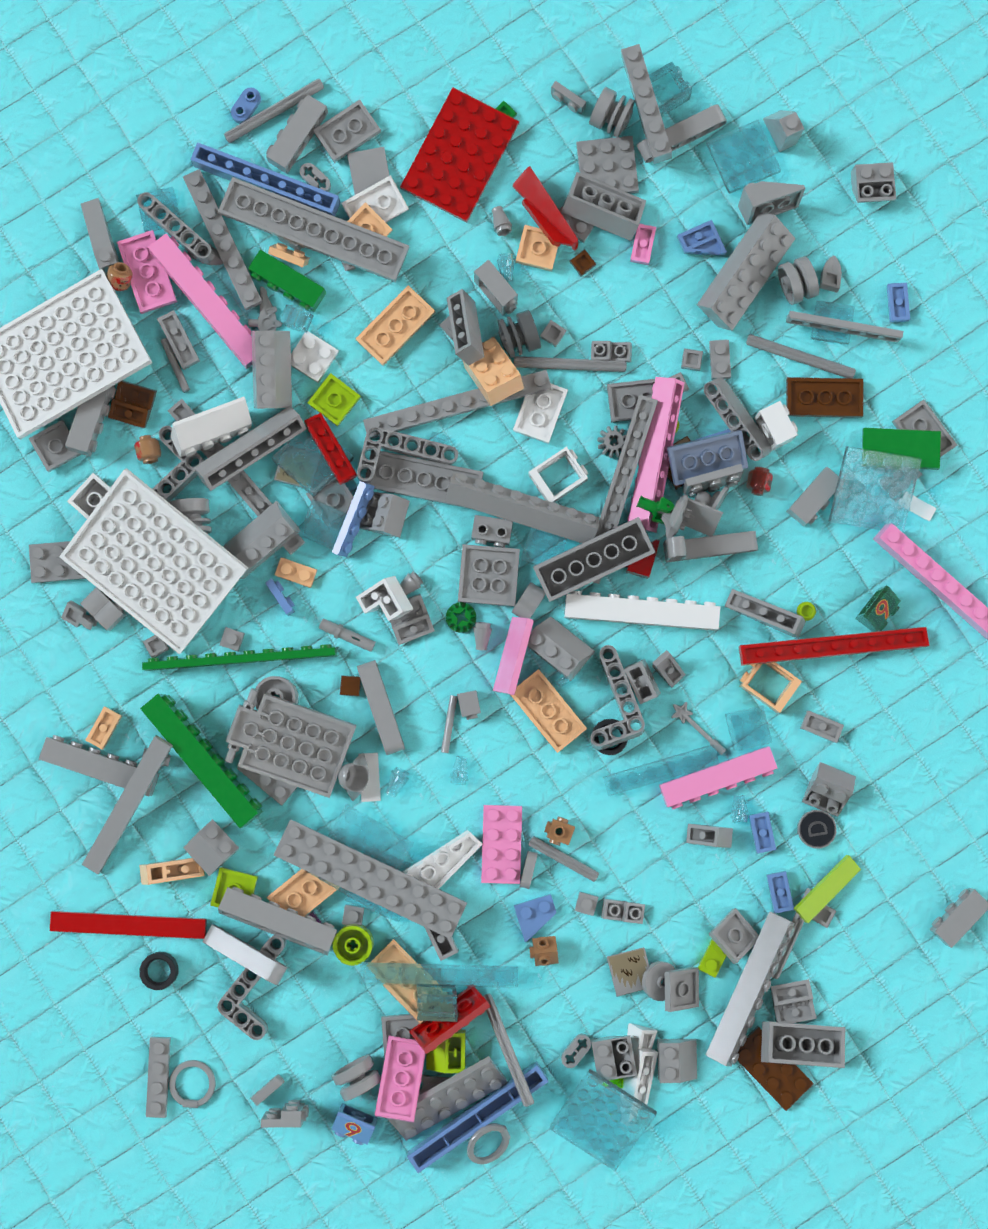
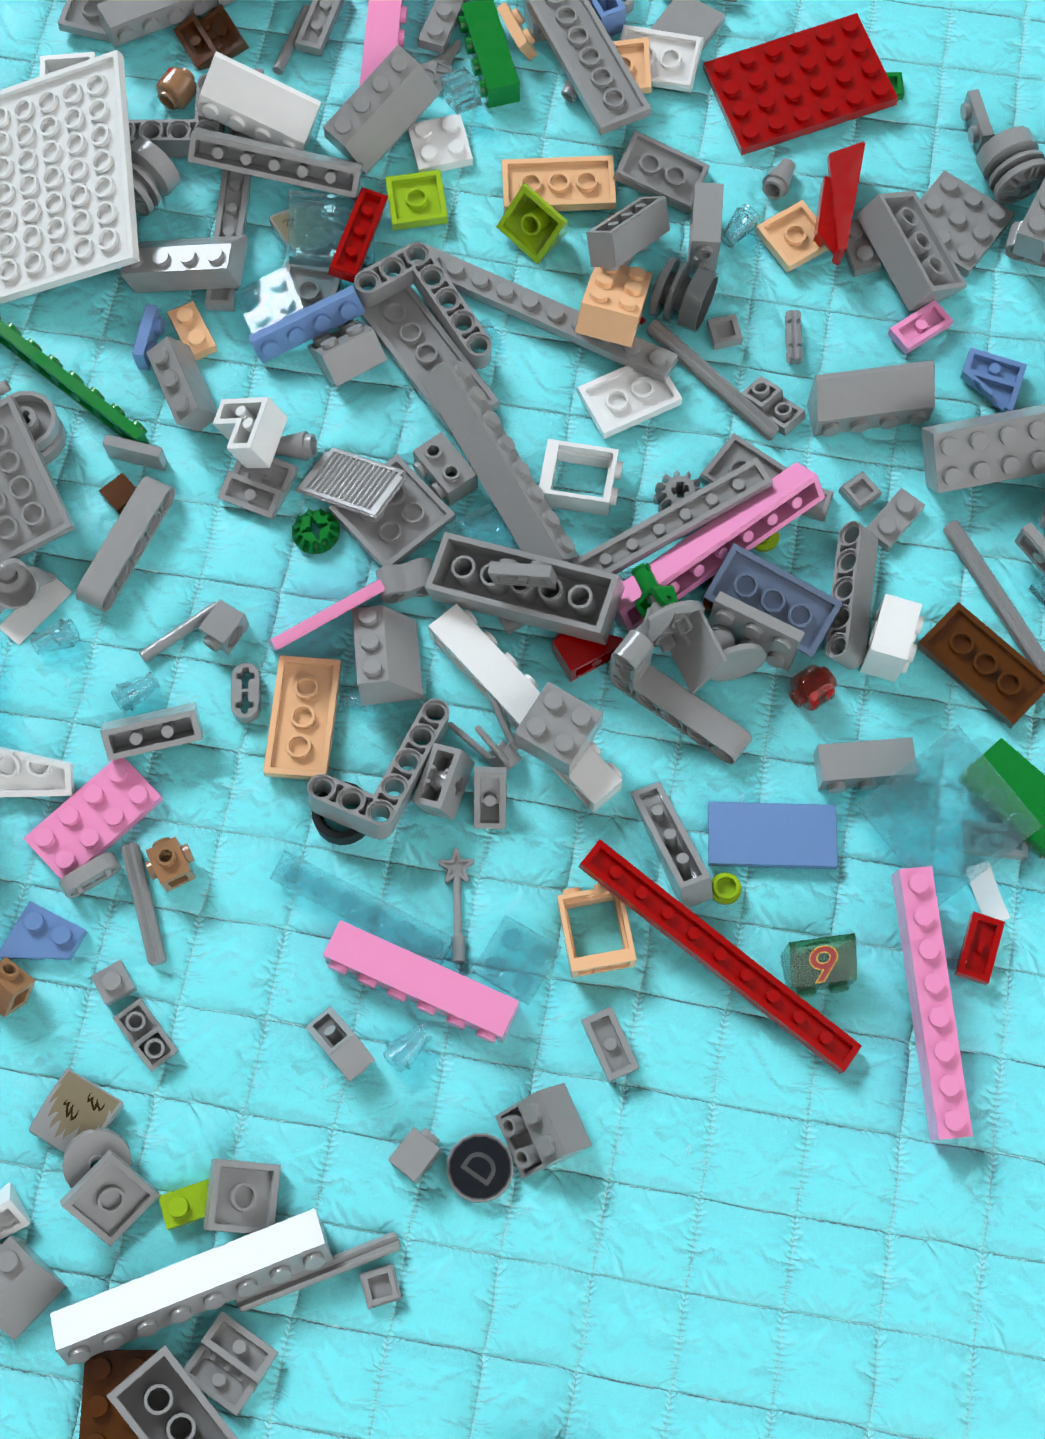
camera: 45 degrees right, 15 degrees down
(232, 639) = (54, 337): light grey plate -> none
(325, 605) = (182, 384): none -> light grey brick
(338, 659) = (135, 452): none -> light grey tile
(346, 634) = (174, 439): light grey pin -> none
(408, 363) = (533, 224): none -> lime slope
(440, 272) = (660, 171): none -> light grey tile
(456, 578) = (352, 482): none -> light grey window
(482, 635) = (318, 568): light grey cone -> none
(490, 782) = (152, 731): none -> light grey brick
(506, 727) = (253, 692): none -> light grey beam
(582, 263) = (831, 293): reddish brown tile -> none
(587, 305) = (793, 337): none -> light grey axle
(601, 551) = (519, 574): none -> light grey plate
(652, 644) = (499, 754): none -> light grey plant
(658, 309) = (872, 398): none -> light grey slope
(674, 611) = (558, 728): none -> light grey brick
(762, 832) = (407, 1103): medium blue plate -> none
(779, 892) = (354, 1200): medium blue plate -> none
(787, 849) = (416, 1154): none -> light grey brick
(803, 567) = (772, 835): none -> medium blue tile
(827, 889) = (416, 1255): lime tile -> none
(936, 535) = (979, 948): none -> red plate

